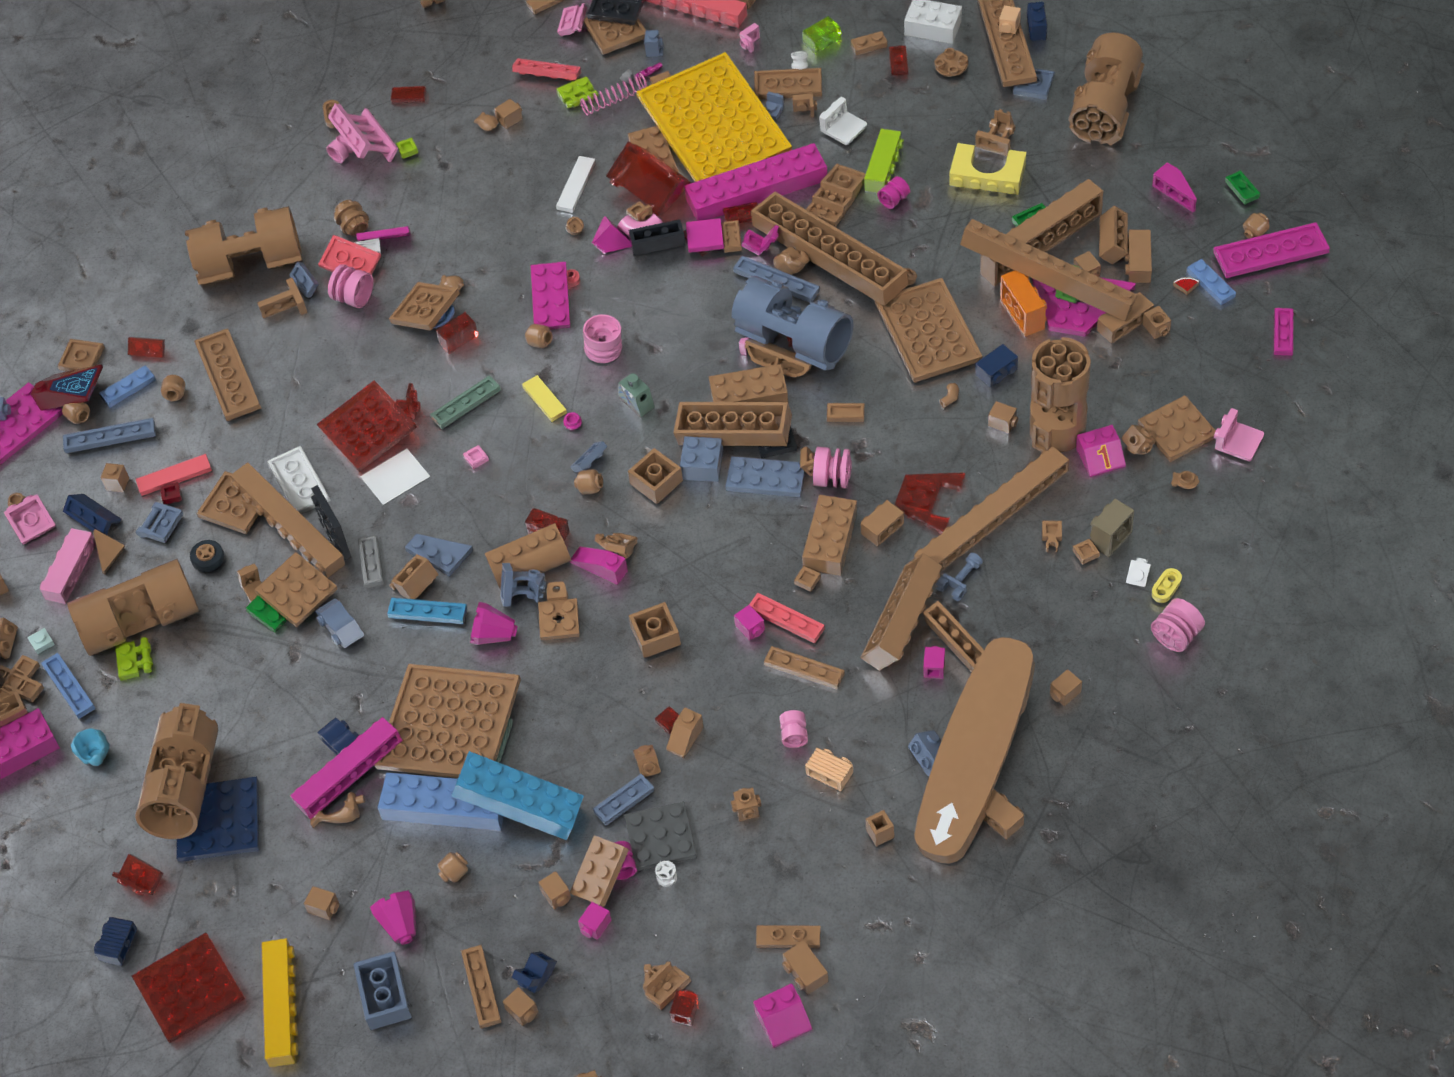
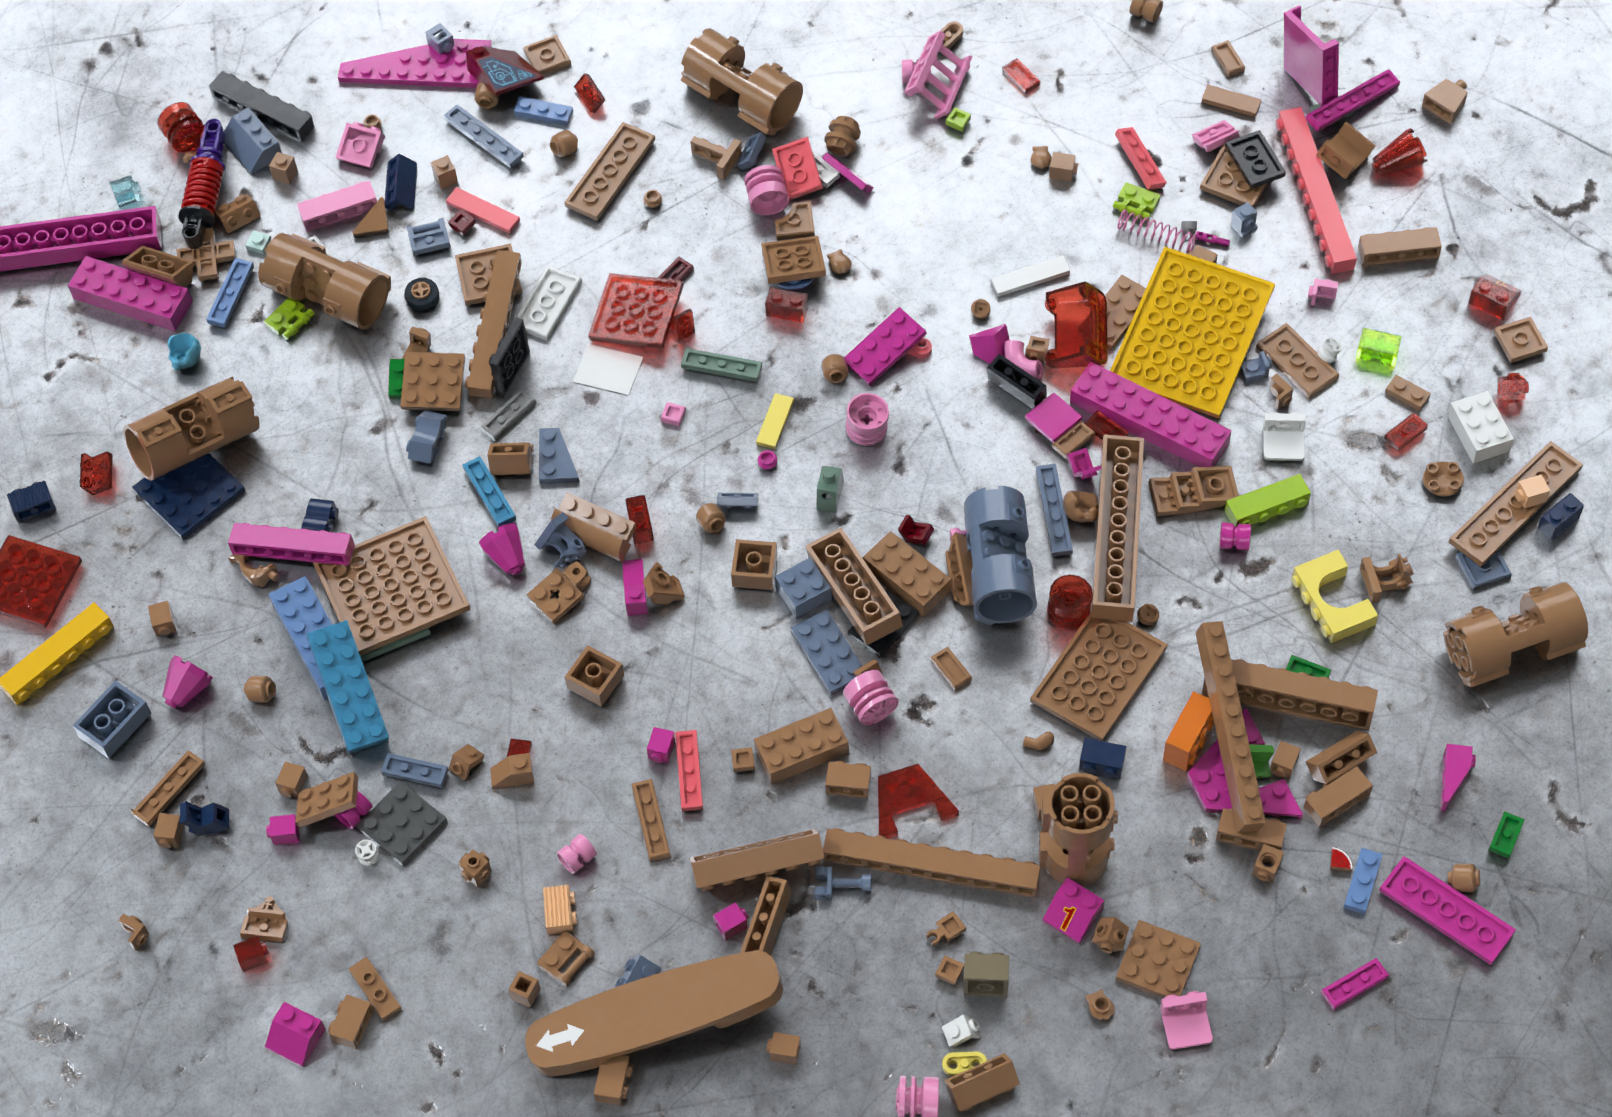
camera: 50 degrees right, 5 degrees up
(279, 362) = (652, 198): none -> medium nougat plate
(355, 376) = (679, 274): none -> dark red tile
(391, 289) = (797, 222): none -> medium nougat tile
(718, 366) = (915, 531): none -> dark red bracket
(864, 306) = (1069, 601): none -> clear red wheel
(866, 793) = (560, 954): none -> medium nougat plate
(1192, 577) = (982, 1082): none -> medium nougat brick

